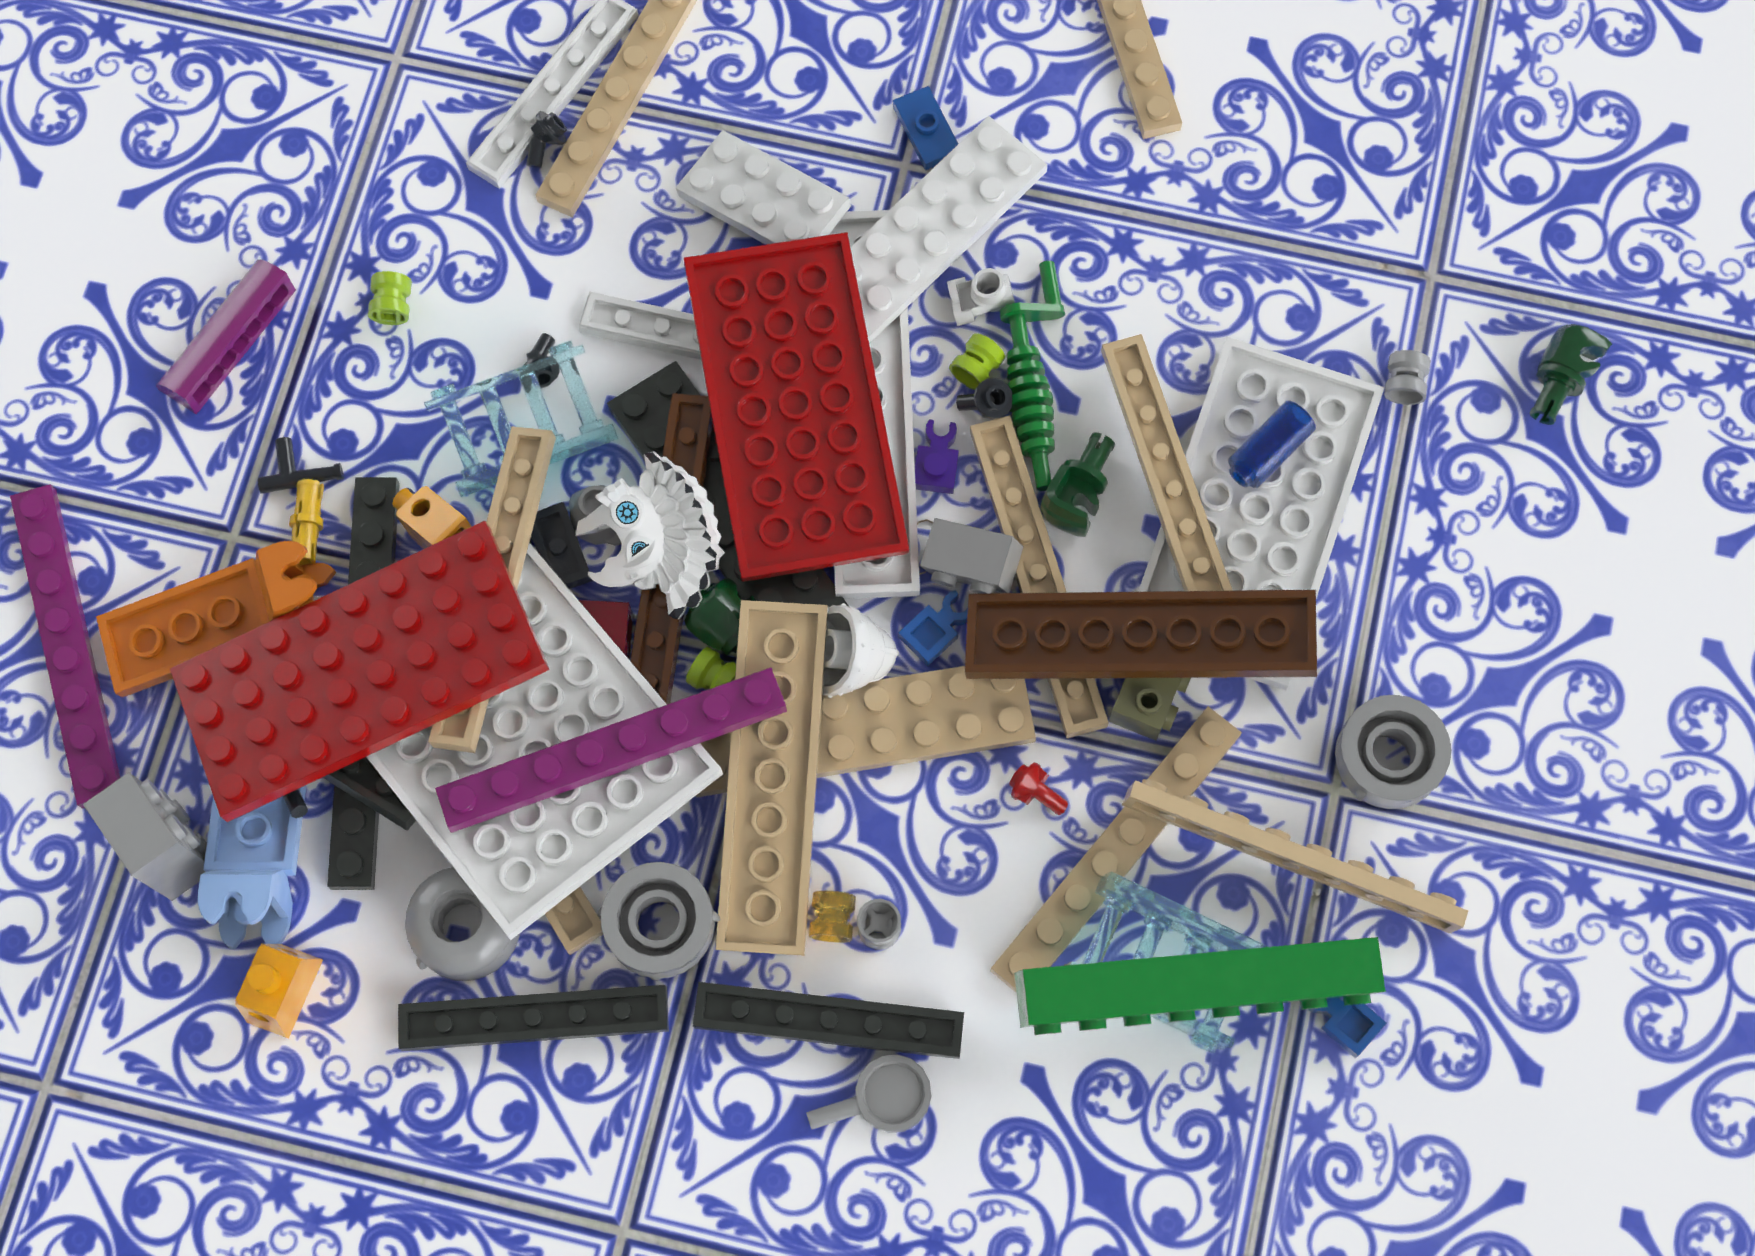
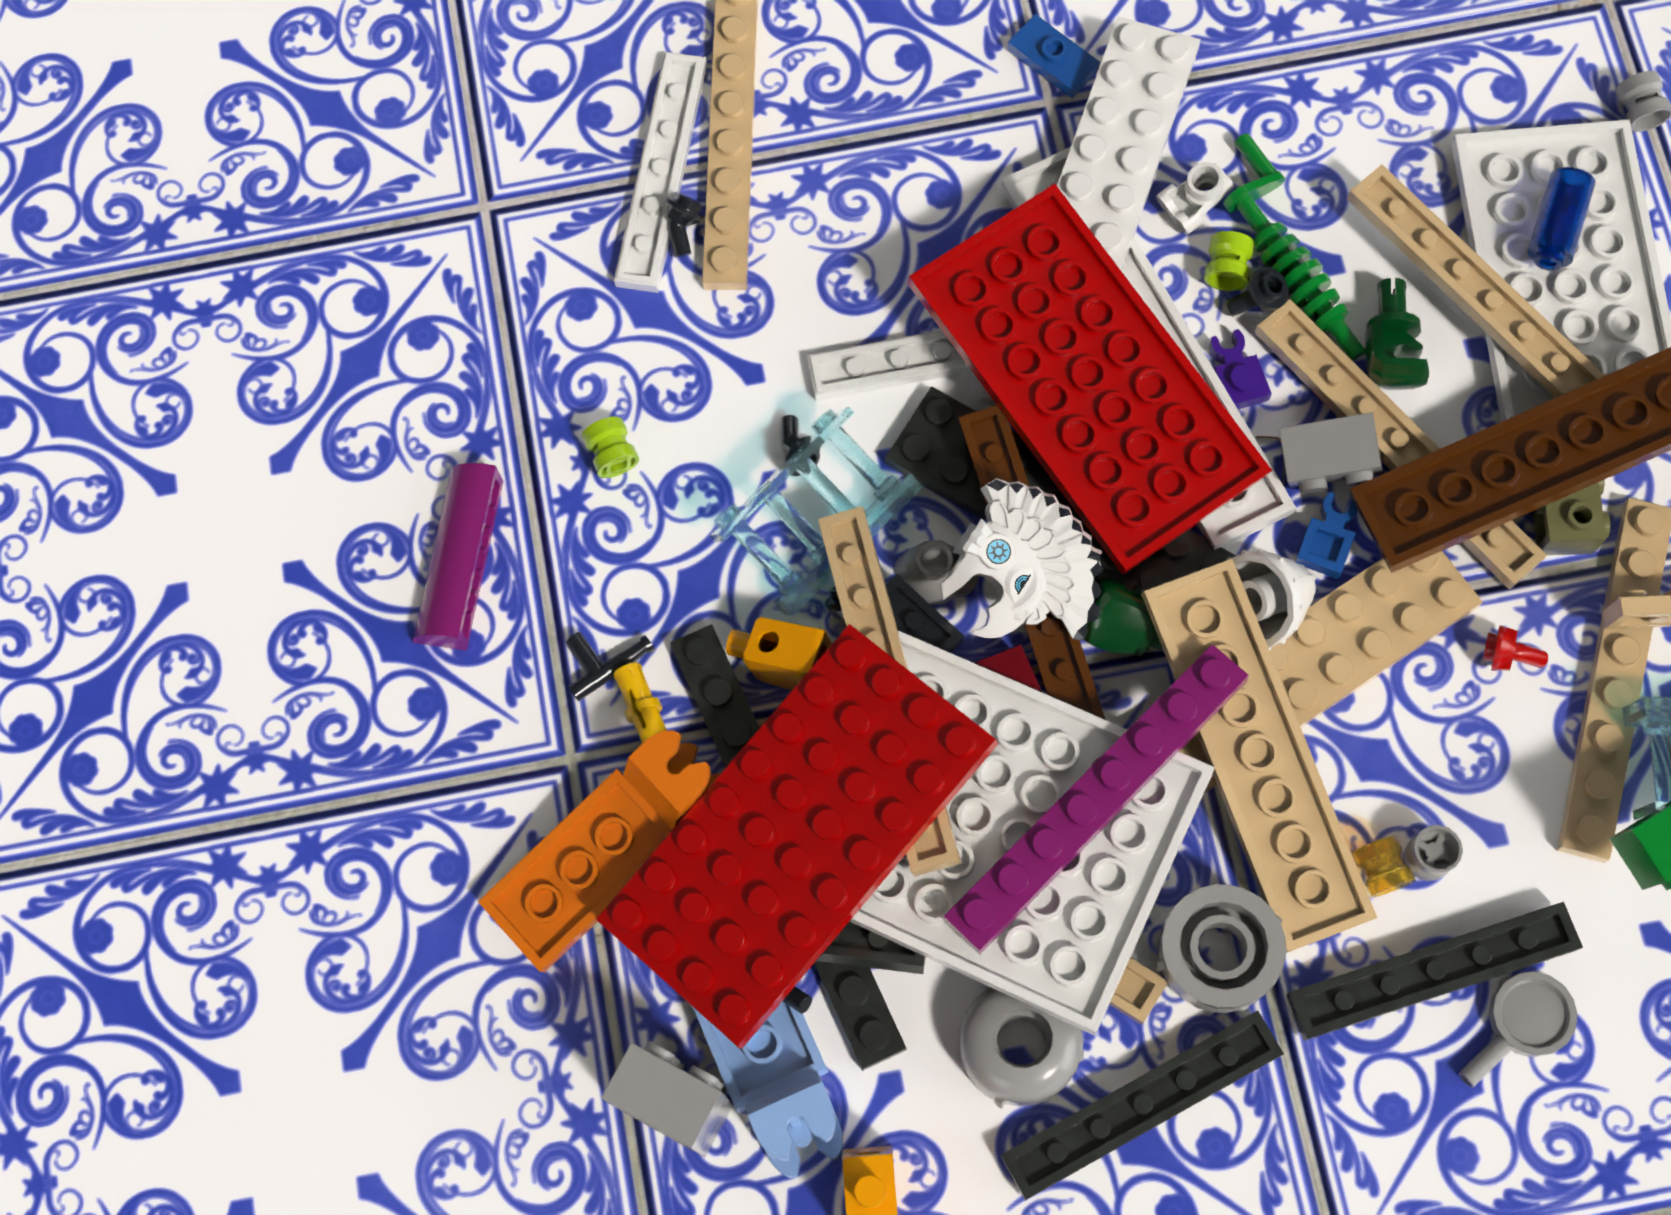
camera: 20 degrees left, 0 degrees up
(65, 642) = (459, 947): magenta plate -> none
(709, 670) = (1136, 679): lime wheel -> none
(760, 193) = (930, 187): white plate -> none

